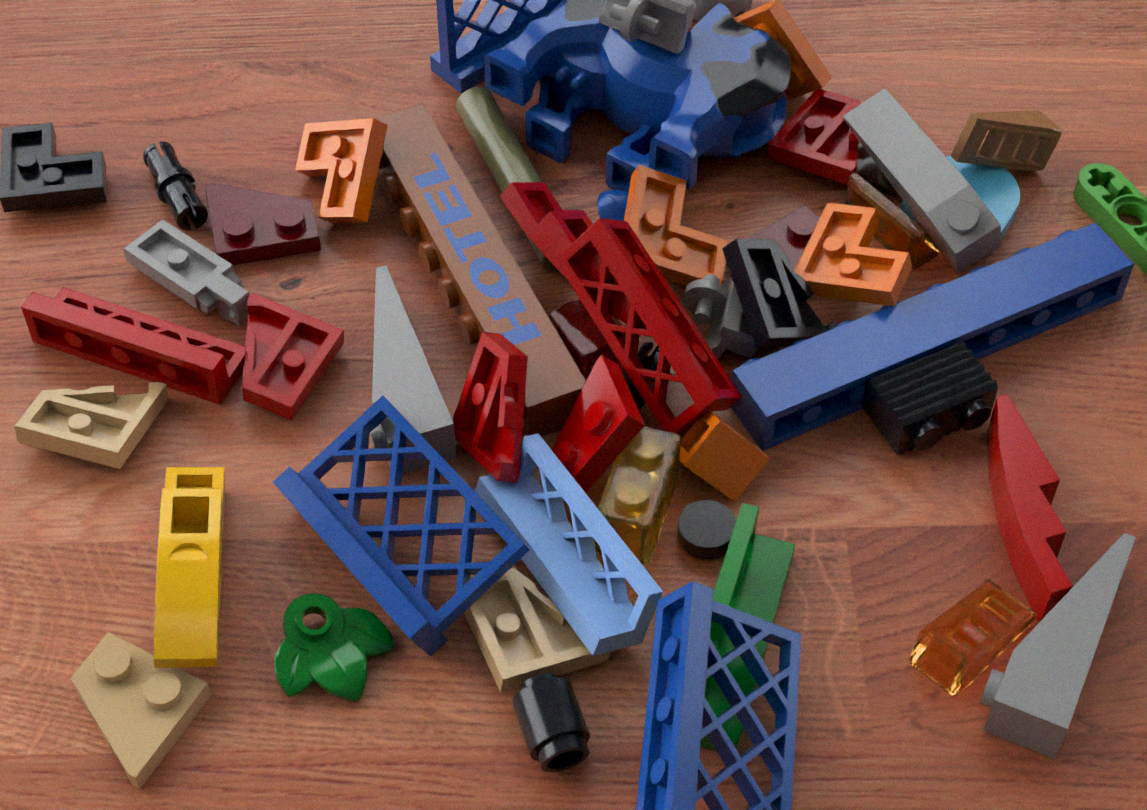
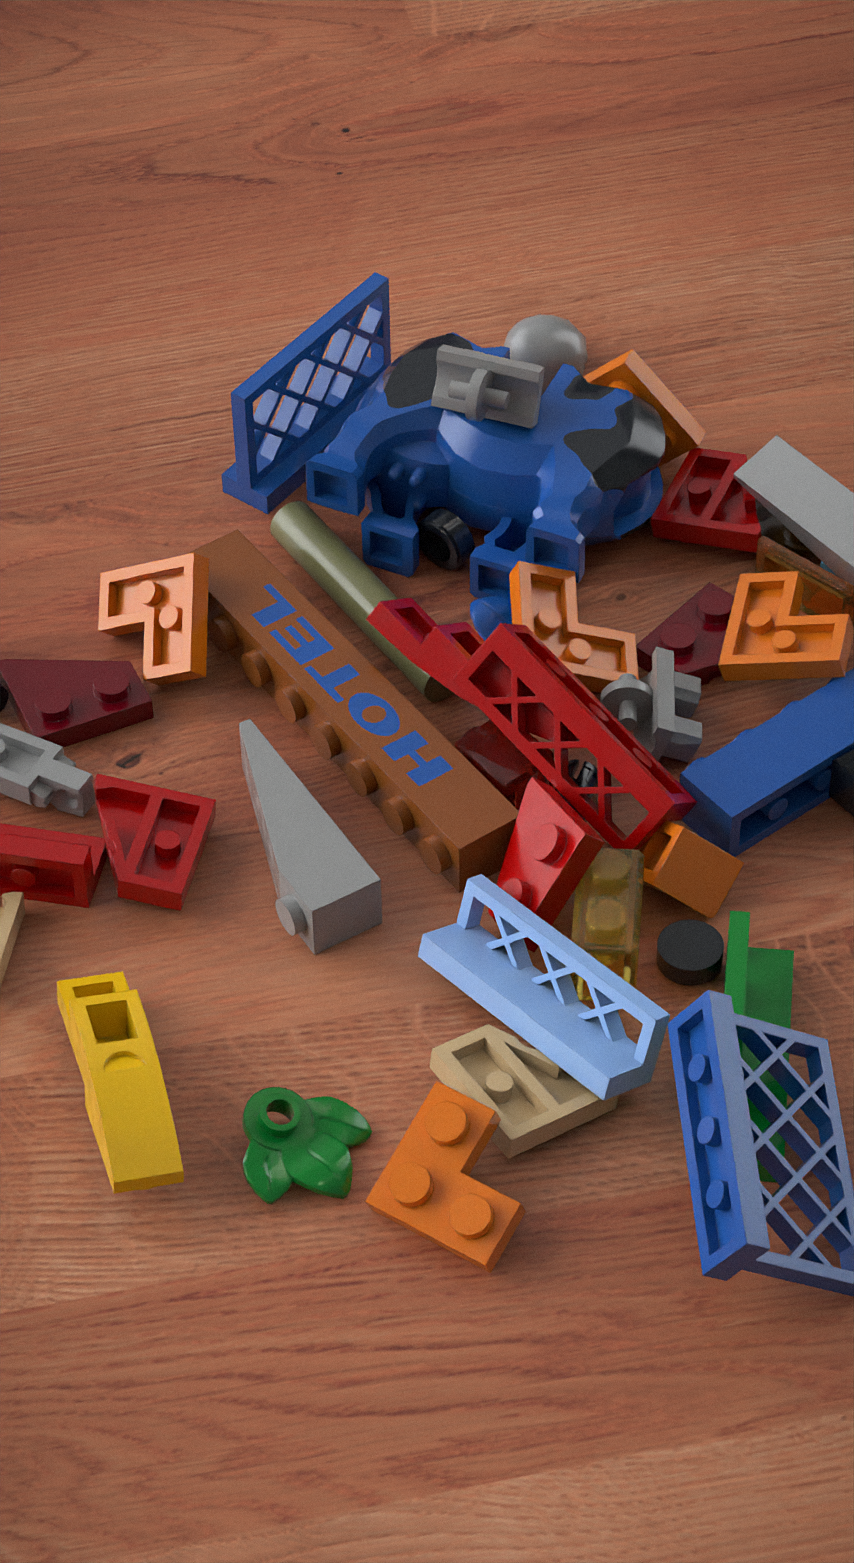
camera: 10 degrees left, 5 degrees down
(137, 705) = (98, 1237): tan wing -> none
(374, 564) = (328, 1047): blue fence -> none
(425, 702) = (430, 1185): none -> orange plate
(492, 407) = (422, 853): red wing -> none
(552, 722) = (575, 1177): black brick -> none
(593, 135) = (445, 539): none -> black tile
(771, 293) = (702, 683): black wing -> none

